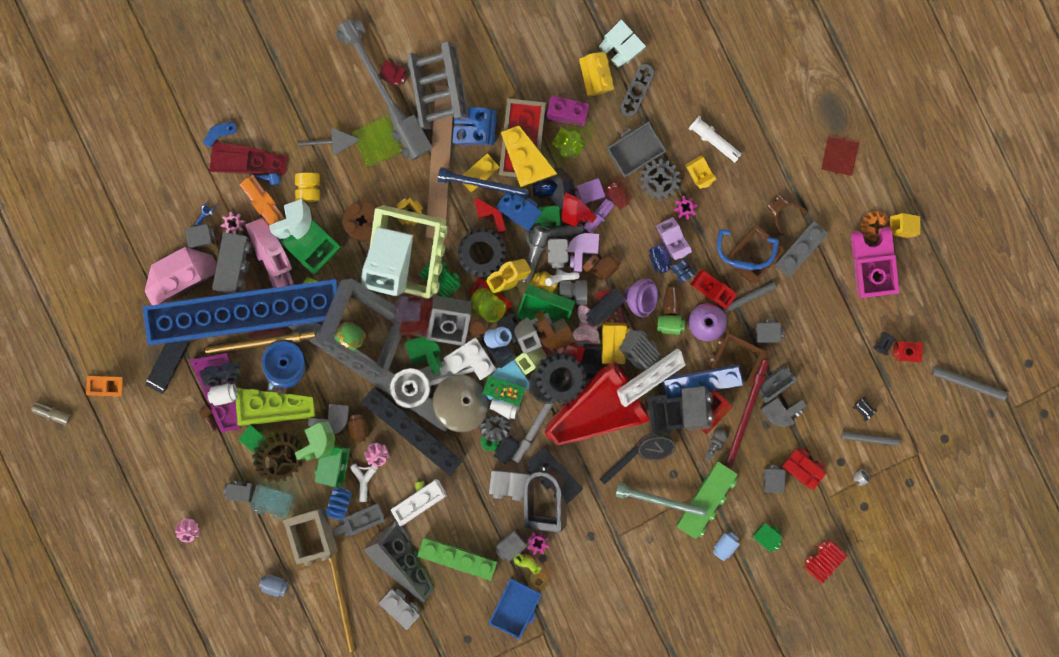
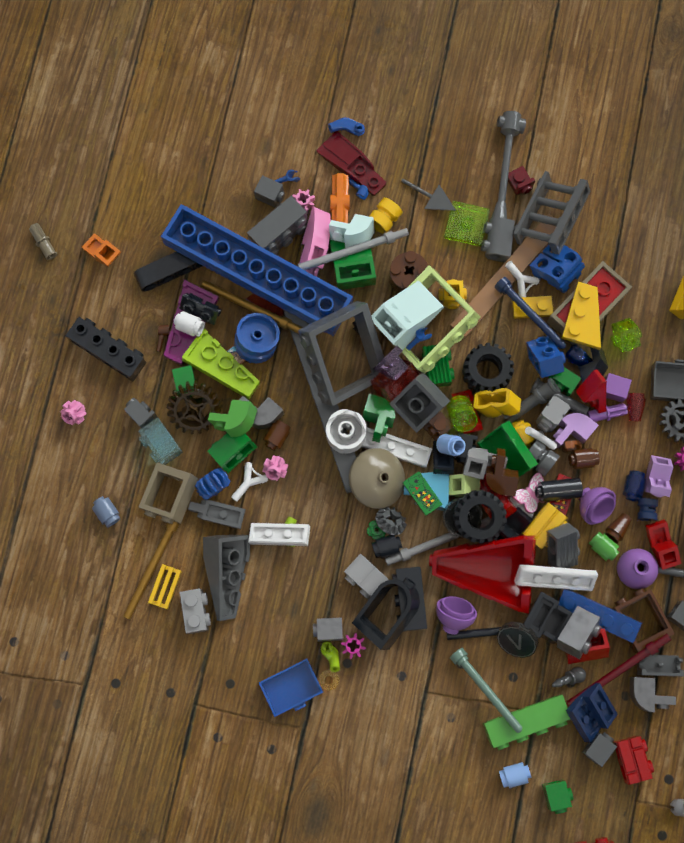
camera: 40 degrees right, 10 degrees down
(172, 461) = (105, 348): none -> black brick
(178, 274) = (230, 207): bright pink wedge -> none
(325, 204) = (388, 238): none -> light grey bar
(350, 335) = (331, 355): bright green hair -> none
(367, 622) = (157, 584): none -> yellow tile
(411, 271) = (420, 336): none -> blue hand
(412, 431) = (319, 471): black brick -> none
(454, 158) = (521, 279): none -> white piece
(457, 558) = (275, 606): bright green brick -> none
(473, 355) = (416, 445): white plate -> none
(485, 210) = (517, 340): red slope -> none
(505, 408) = (411, 511): white cone -> none
(567, 111) = (644, 307): magenta panel -> none
(596, 461) = (455, 614): none -> medium lavender piece
(749, 457) = (591, 712): none -> dark blue slope

